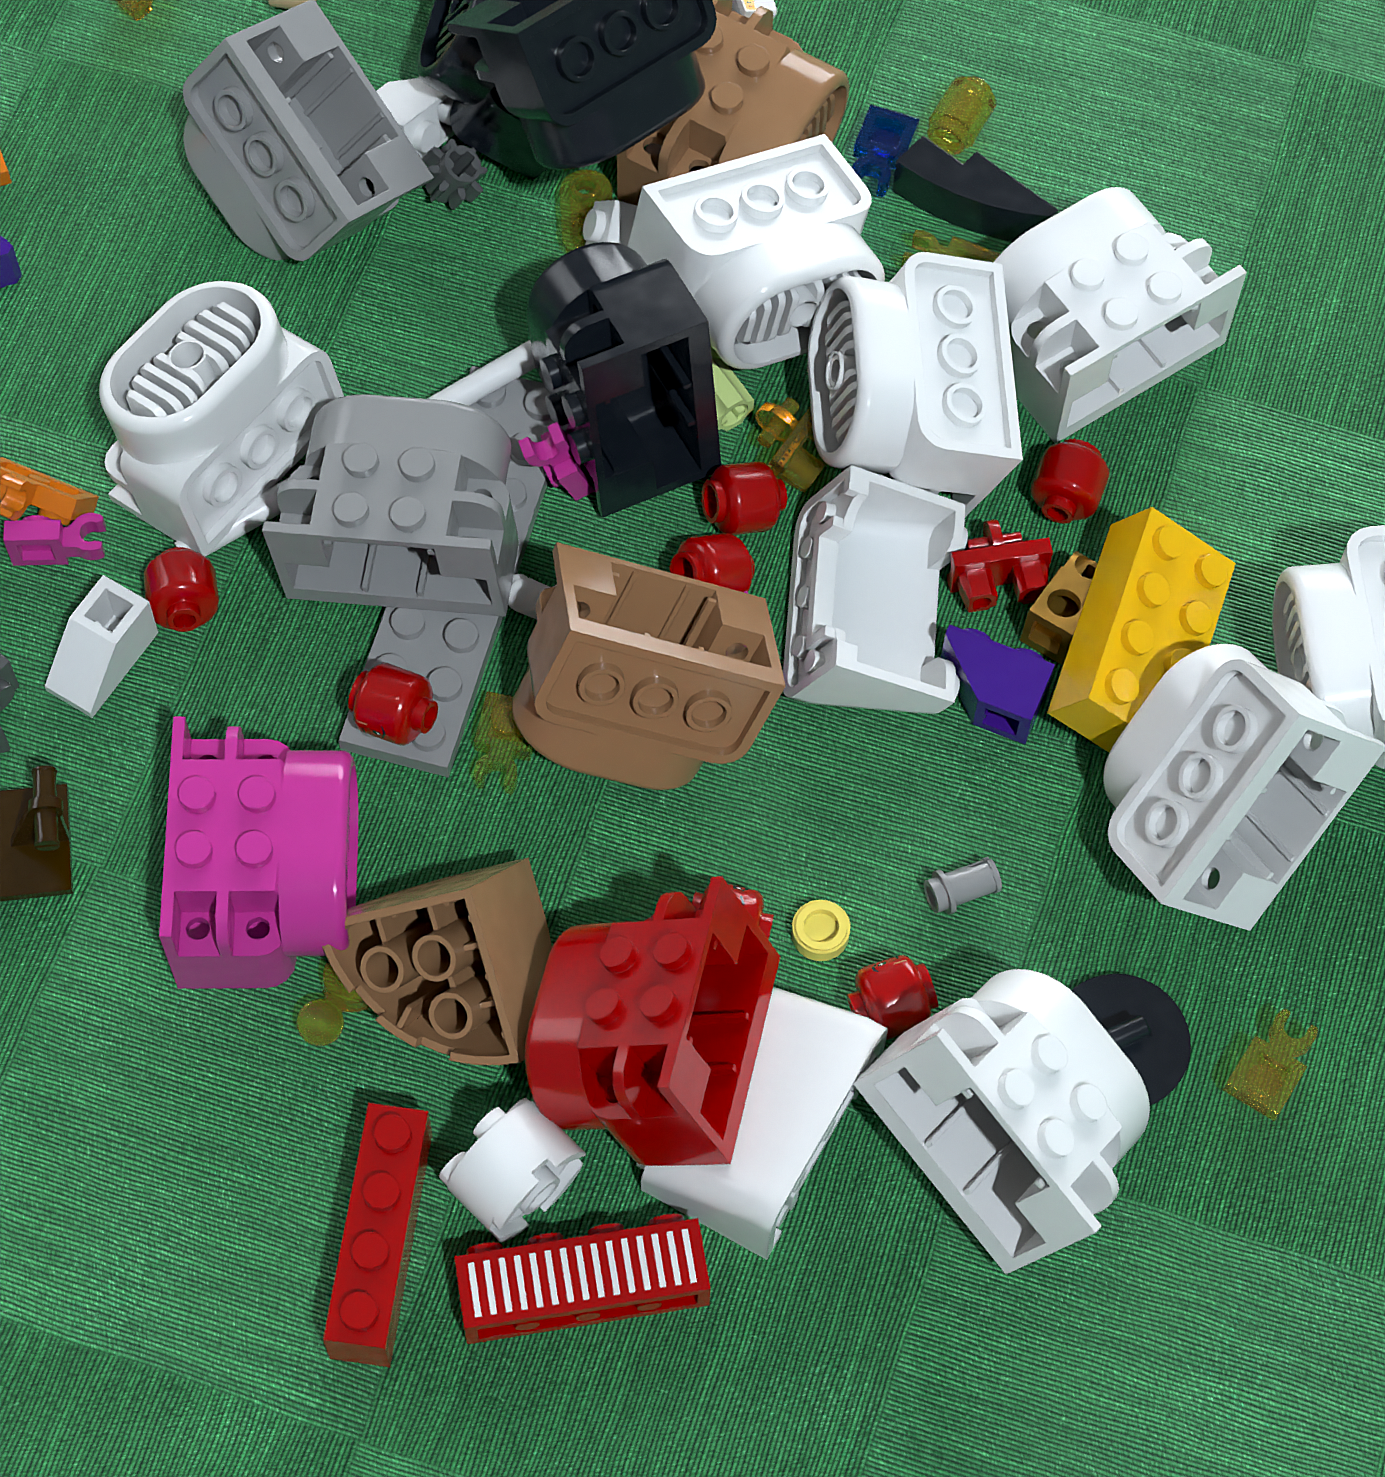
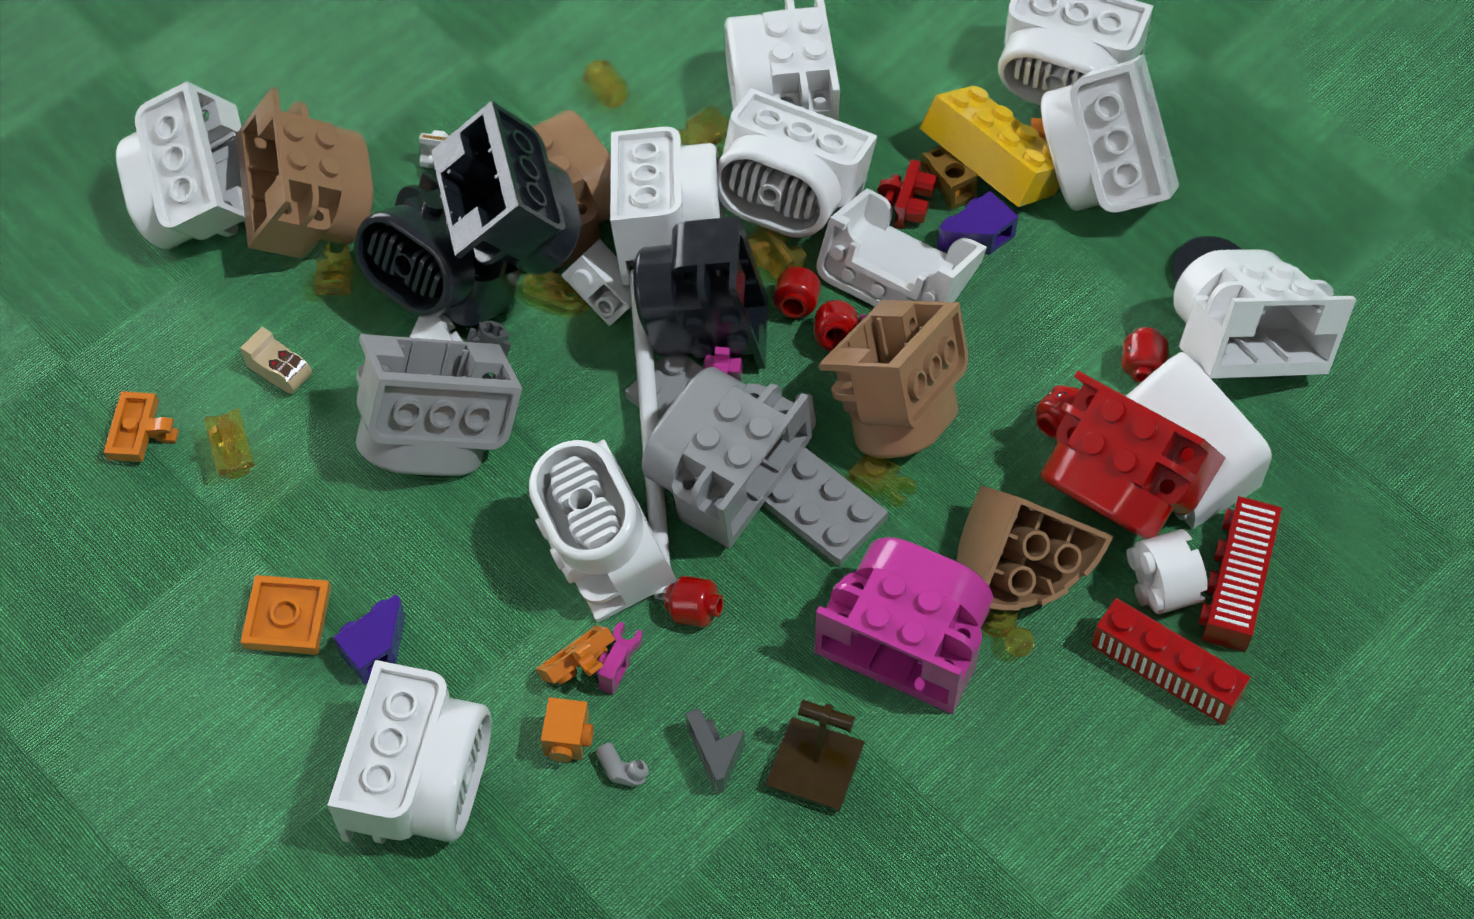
camera: 60 degrees left, 5 degrees down
(100, 645) = (712, 657): white slope -> none
(393, 704) = (846, 511): red head -> none
(820, 930) = (1083, 365): light yellow tile -> none
(881, 142) = (602, 123): clear blue plate -> none
(962, 885) = (1090, 304): light grey pin -> none
(968, 194) = (664, 99): black slope -> none
(1071, 480) = (886, 140): red head -> none
(1269, 1071) = (1263, 213): clear yellow plate -> none

